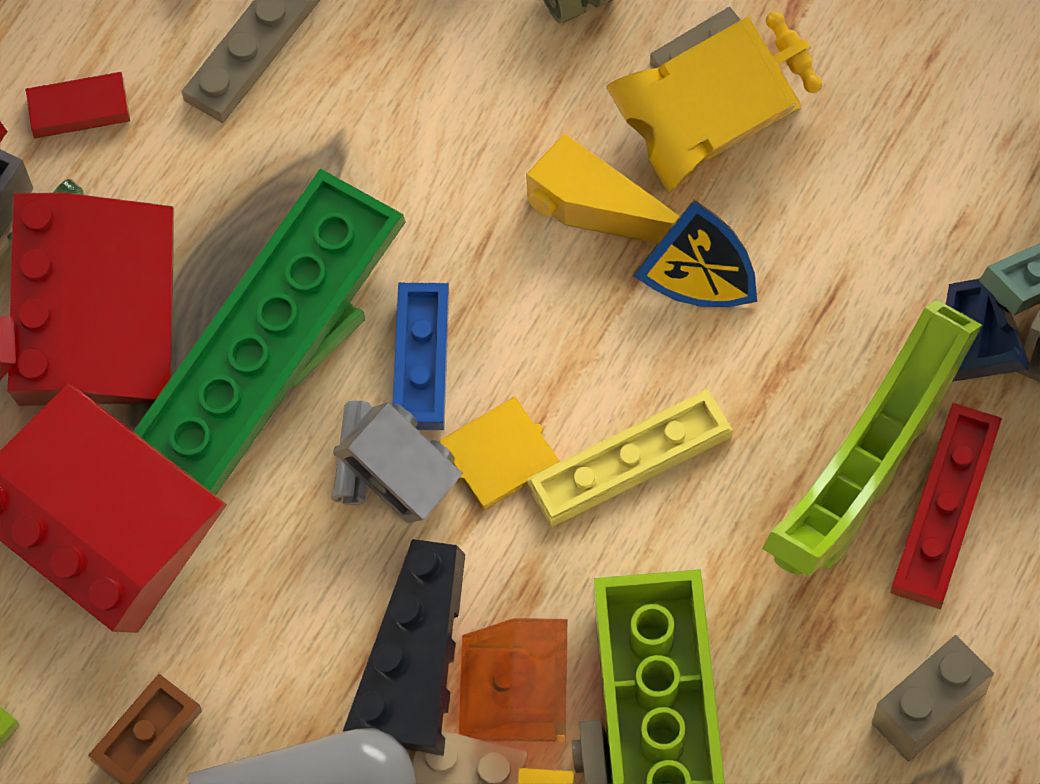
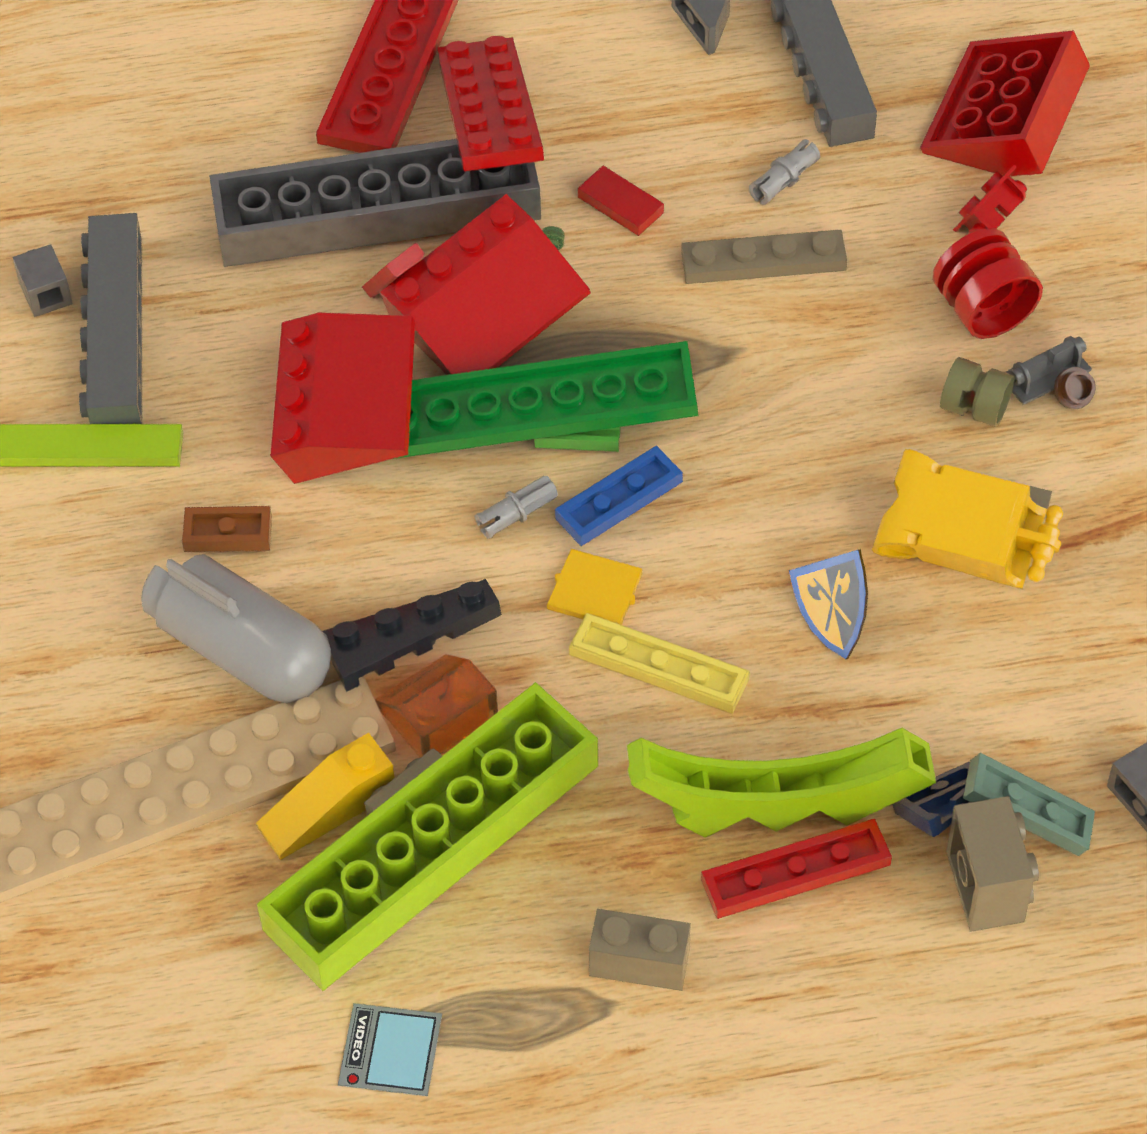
camera: 50 degrees right, 10 degrees down
(399, 461) = (525, 527): flat silver brick -> none
(593, 195) = (824, 501): yellow slope -> none

